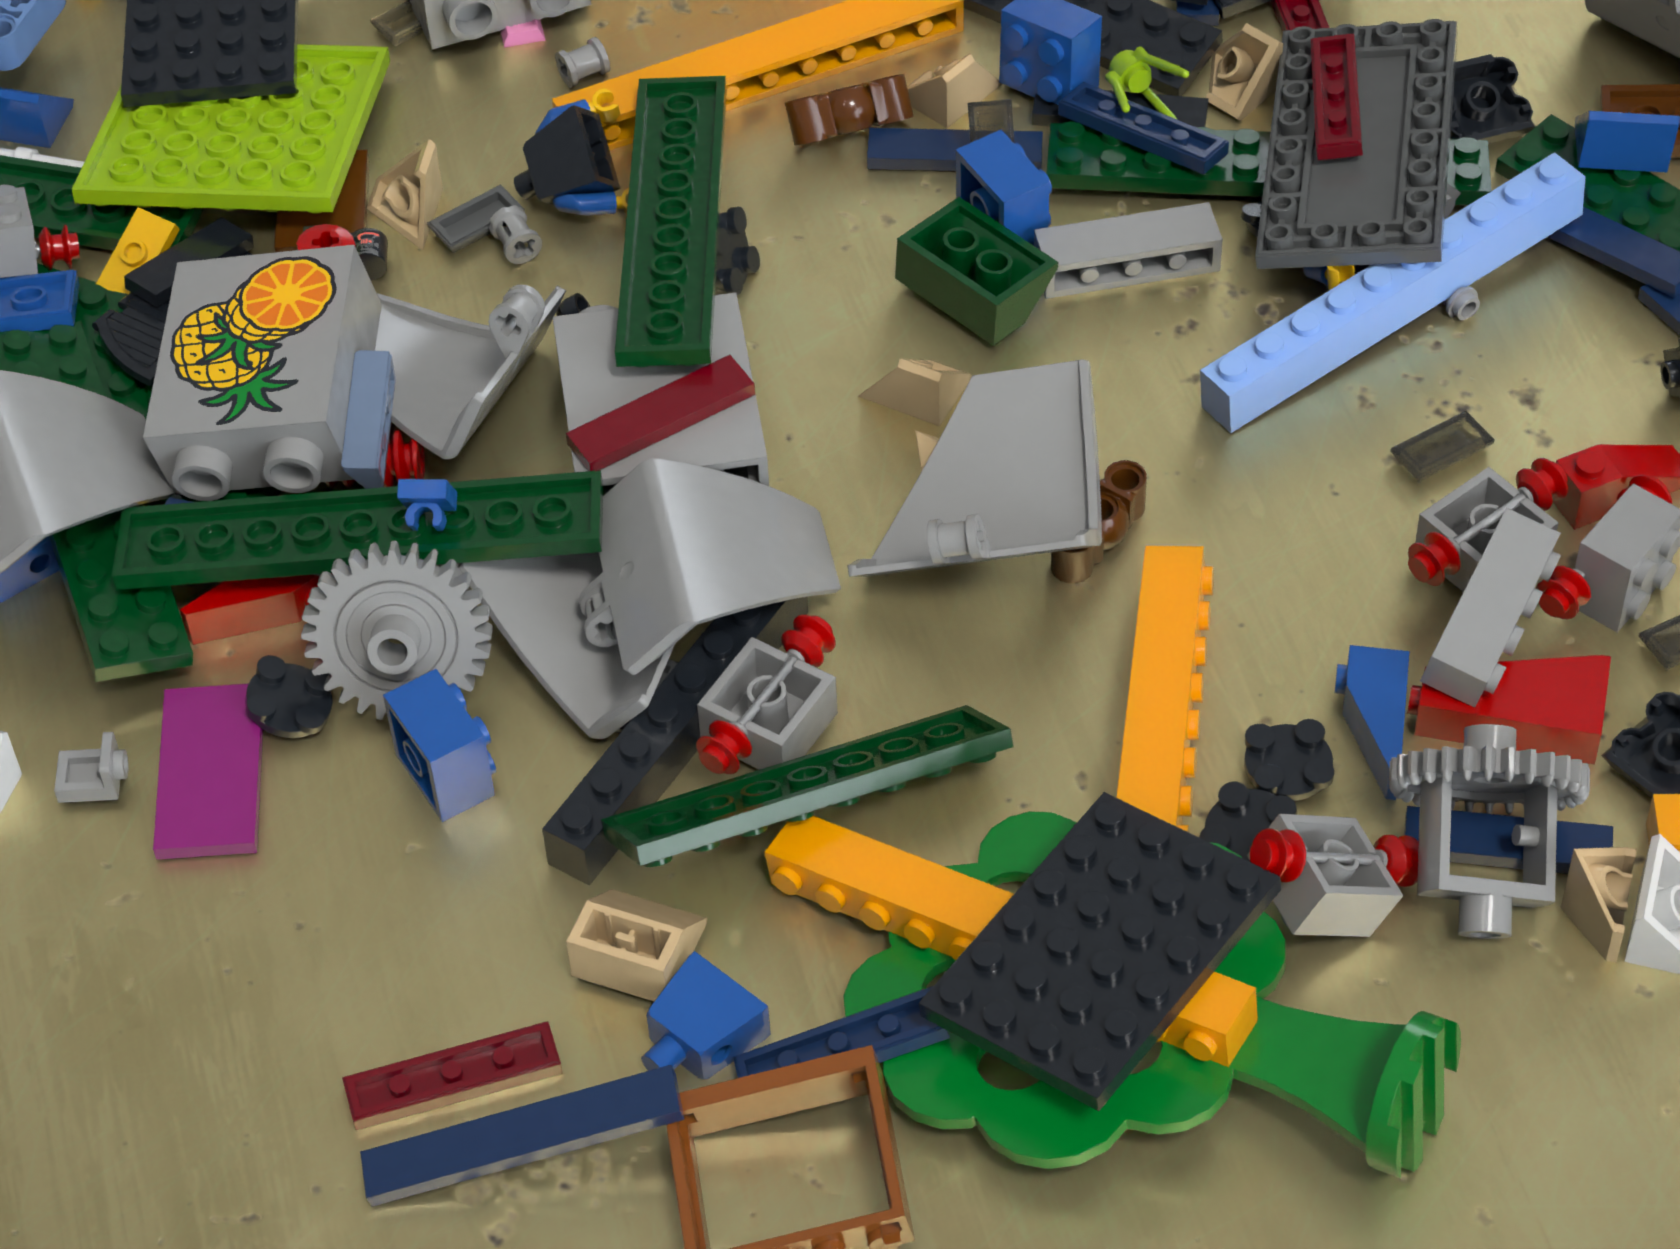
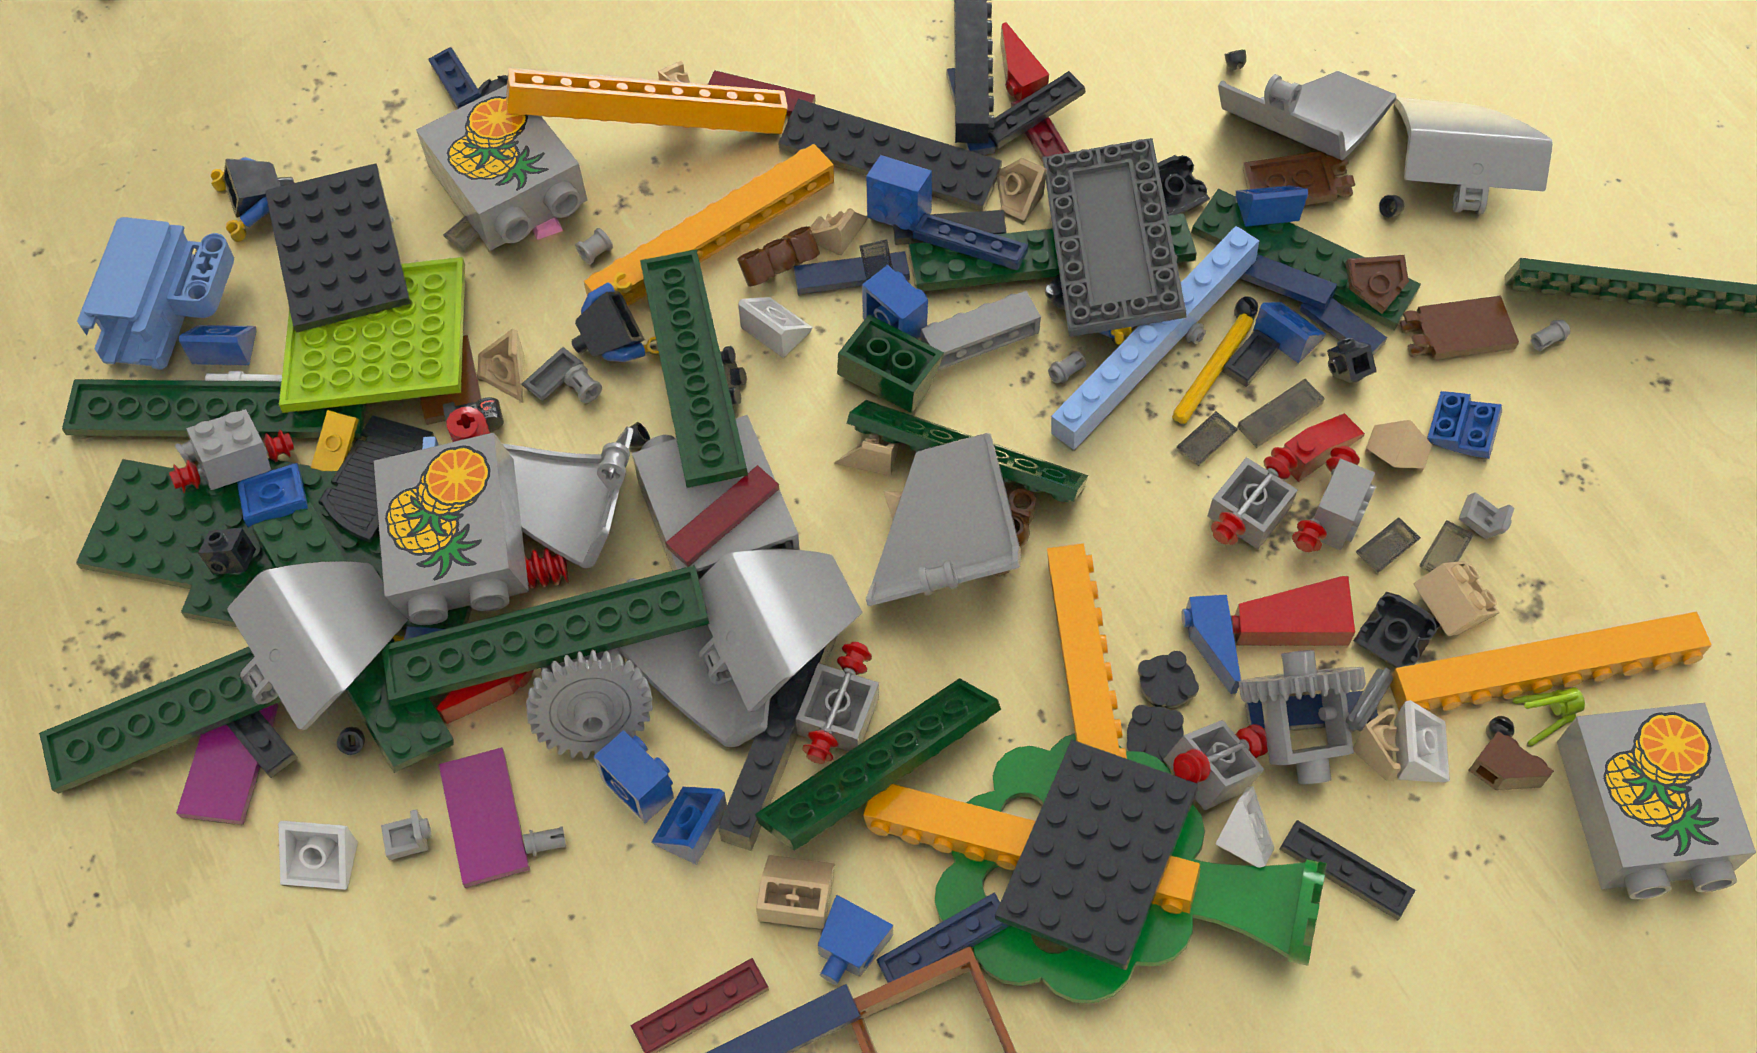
camera: 15 degrees left, 10 degrees up
(41, 637) = (344, 740): none -> black hinge
(217, 240) = (370, 442): black tile -> none
(287, 699) = (522, 756): black piece -> none
(287, 813) = (544, 840): none -> light grey pin
(369, 417) = (529, 550): sand blue slope -> none
(426, 496) = (587, 610): blue tile -> none
(509, 829) = (691, 822): none -> blue slope
(814, 198) = (772, 324): none -> white slope
(1114, 426) = (922, 434): none -> dark green plate
(1132, 73) = (953, 202): lime plant -> none
(1241, 320) = (1062, 370): none -> light grey pin
(1336, 97) = (1091, 205): dark red tile -> none
(1351, 968) = (1247, 831): none -> white slope
(1477, 354) = (1212, 369): none -> yellow axle
(1490, 608) = (1274, 561): light grey brick -> none
(1518, 1075) = (1349, 870): none -> black tile
(1543, 349) = (1251, 358): none -> black tile
(1547, 284) = (1244, 306): none -> black hinge
(1570, 428) = (1280, 413): none -> clear smoke tile
(1600, 828) = (1369, 699): none -> dark grey axle
(1608, 317) = (1288, 328): none -> blue slope

